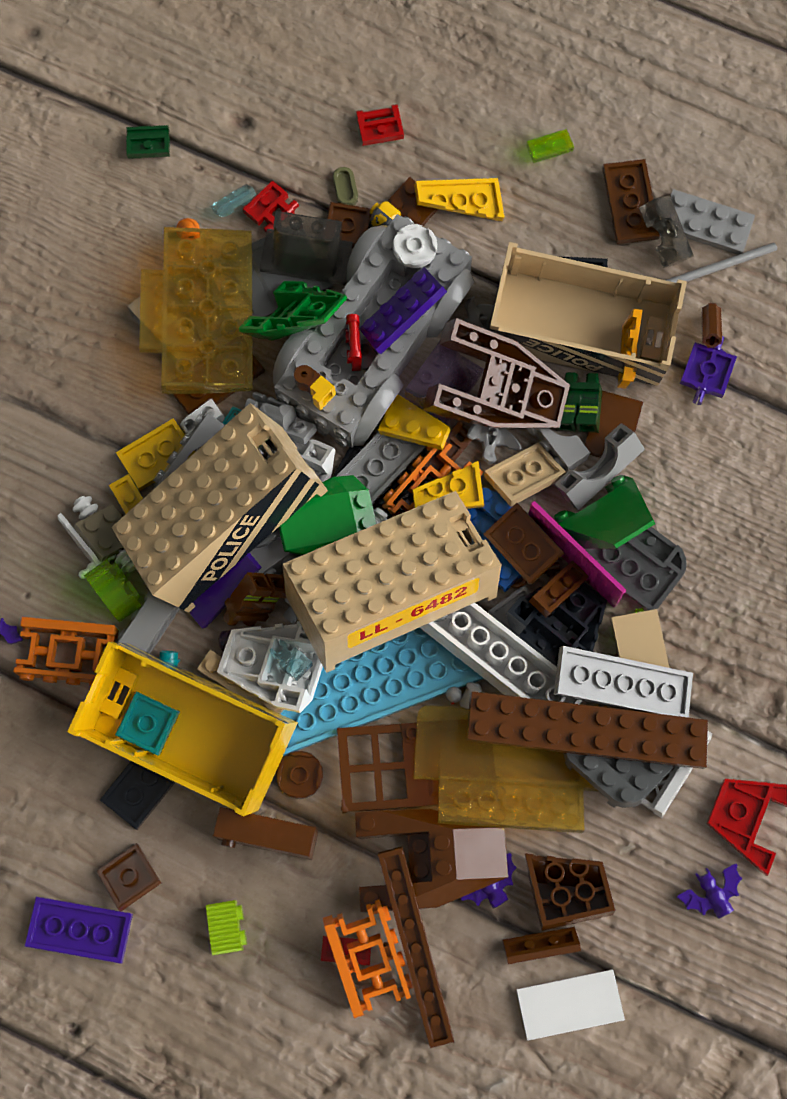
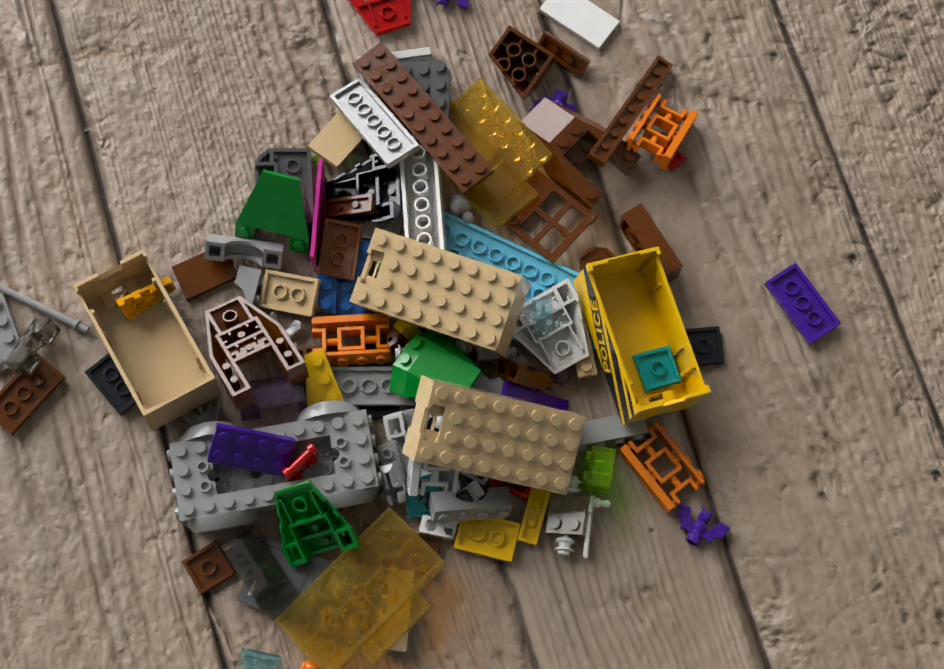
camera: 135 degrees left, 0 degrees up
(128, 877) = (748, 303): reddish brown tile -> none
(170, 656) = (606, 401): teal plate -> none
(225, 927) = (720, 225): lime brick -> none
(266, 202) = (241, 637): red plate -> none
(315, 384) = (355, 454): leg -> none
(345, 186) = (179, 596): olive tile -> none
(380, 130) = (113, 611): red plate -> none
(383, 213) = (181, 543): yellow head -> none
(405, 201) = (153, 537): reddish brown plate -> none
(415, 246) = (196, 483): white tile -> none
(462, 196) = (116, 501): yellow wing -> none
(464, 481) = (344, 320): yellow wing -> none
(550, 145) = (25, 483): clear neon green plate -> none
(582, 404) = (203, 297): dark green hips -> none
(708, 371) = (111, 245): dark purple plate -> none
(711, 325) = (79, 265): reddish brown axle -> none

